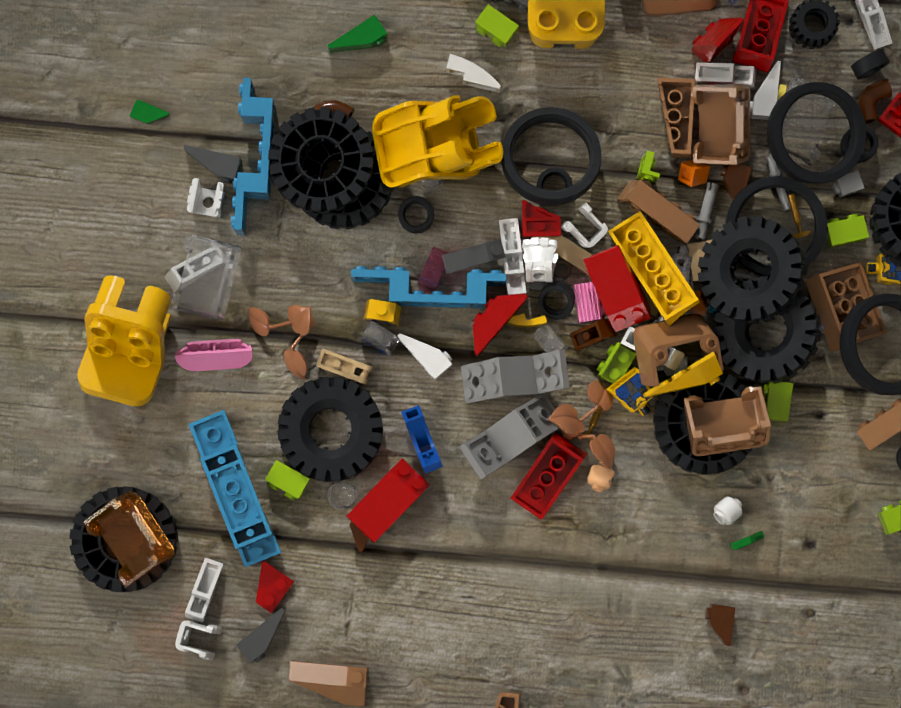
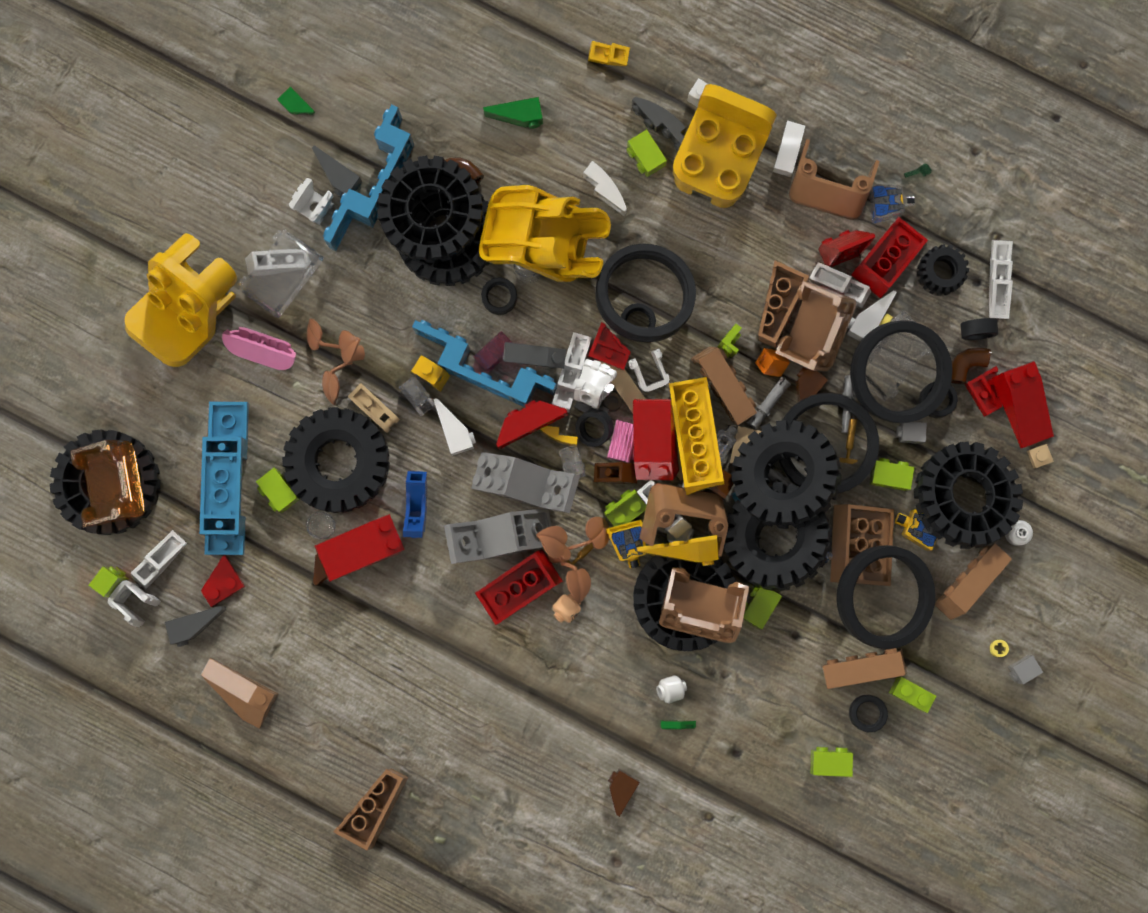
camera: 25 degrees right, 0 degrees up
(167, 628) = (107, 580): none -> lime brick

